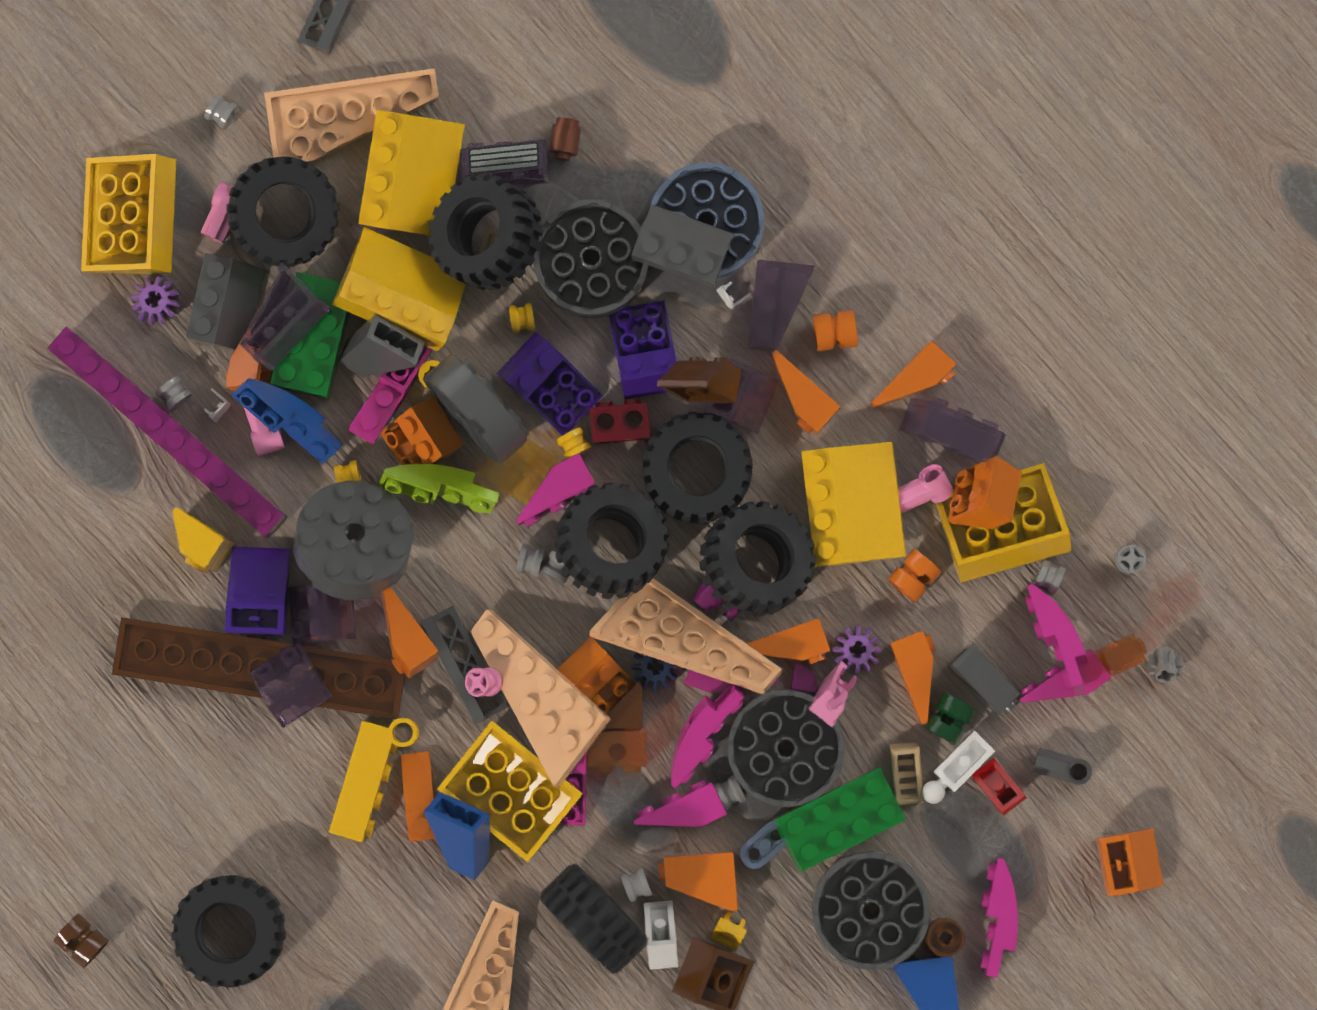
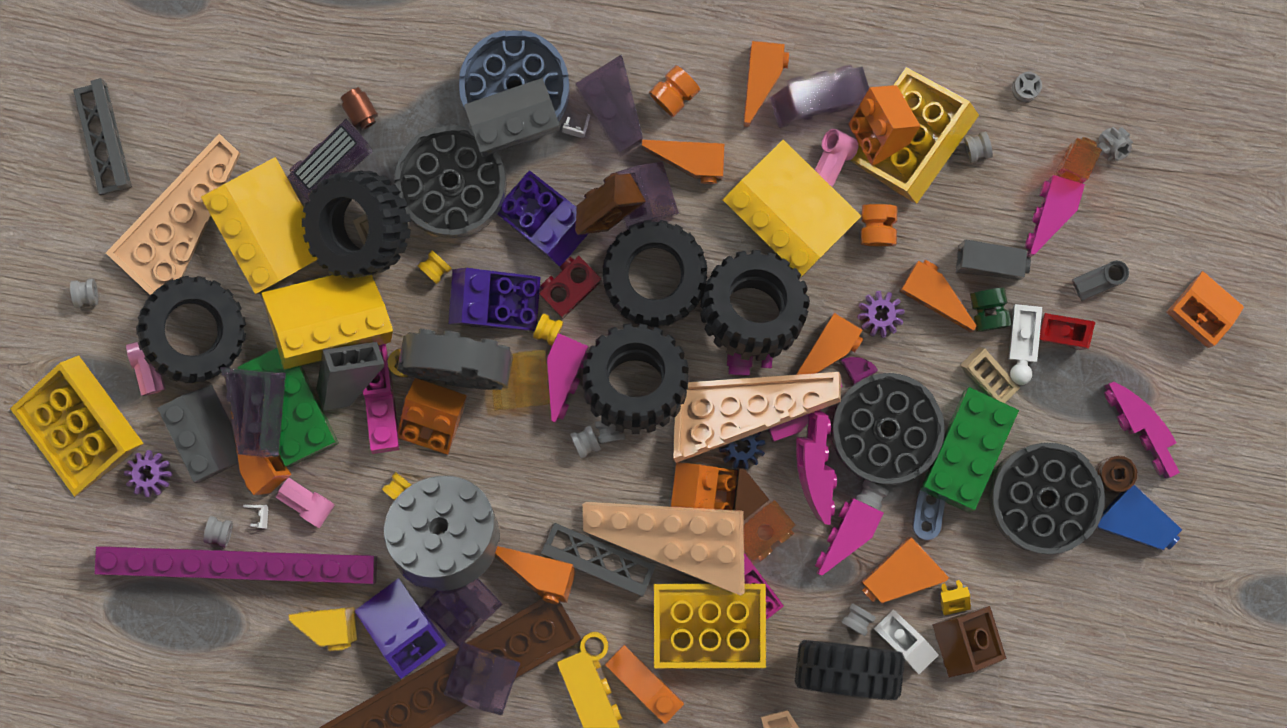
camera: 45 degrees left, 0 degrees up
(283, 410) = (313, 477): blue slope -> none
(428, 481) = (462, 444): lime slope -> none
(461, 834) = (698, 686): blue slope -> none
(476, 683) = (618, 564): bright pink wheel -> none
(832, 695) = (889, 361): bright pink hinge -> none
(1057, 629) = (1015, 179): dark pink slope -> none

